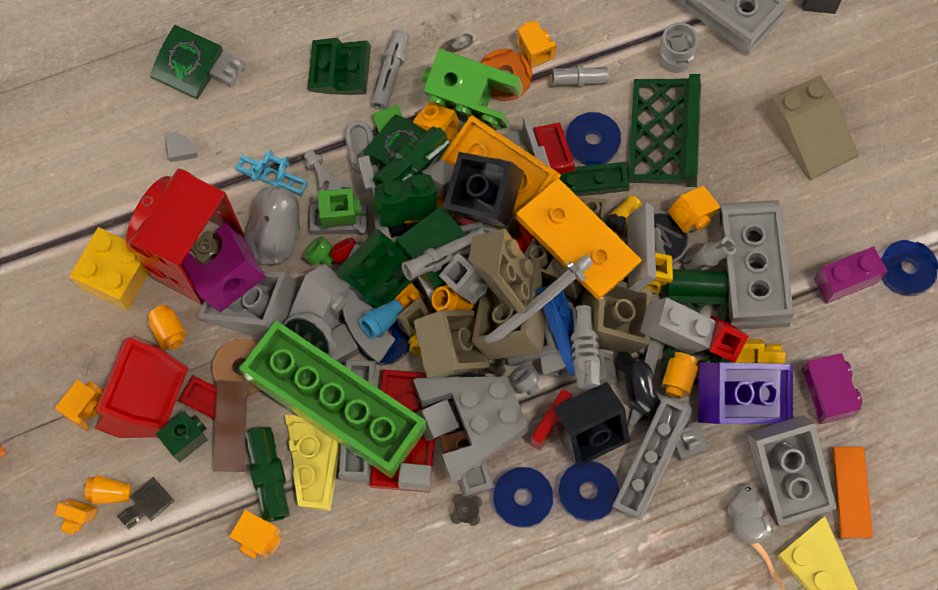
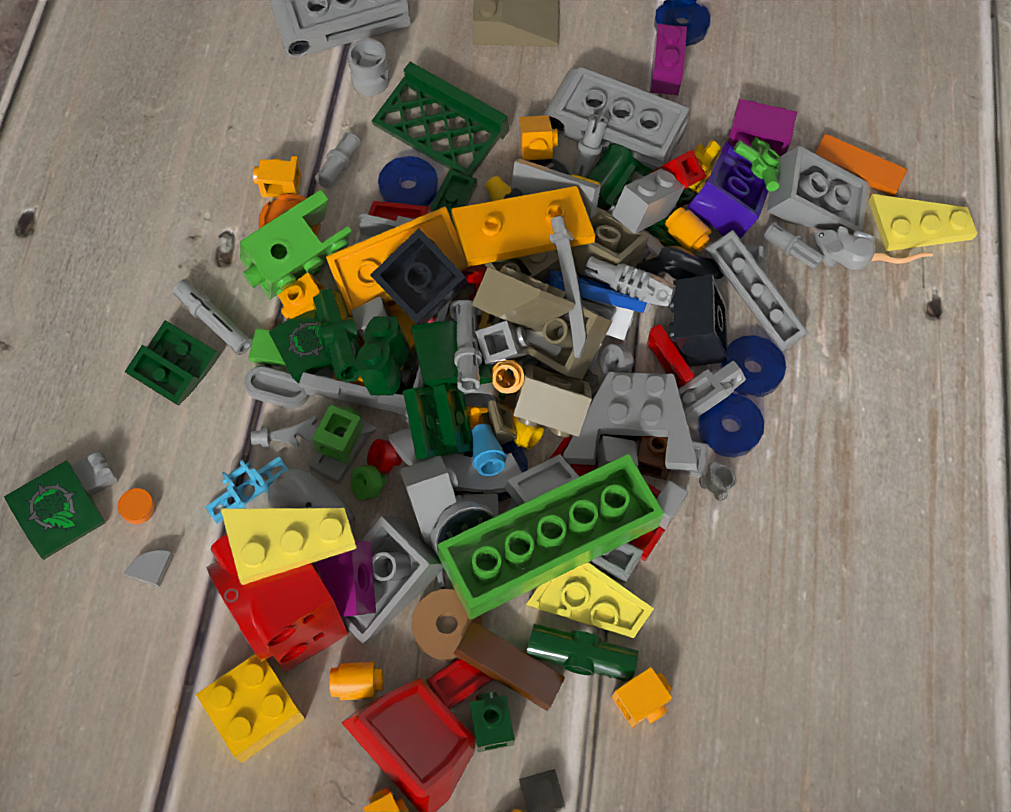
camera: 65 degrees left, 5 degrees down
(201, 210) = (284, 538): none -> light yellow wing
(218, 111) = (136, 506): none -> orange tile
(382, 373) = (540, 479): none -> light grey tile
(533, 461) = (709, 389): none -> light grey hinge
(725, 471) = (793, 245): none -> light grey axle
(788, 405) = (764, 161): none -> bright green piece

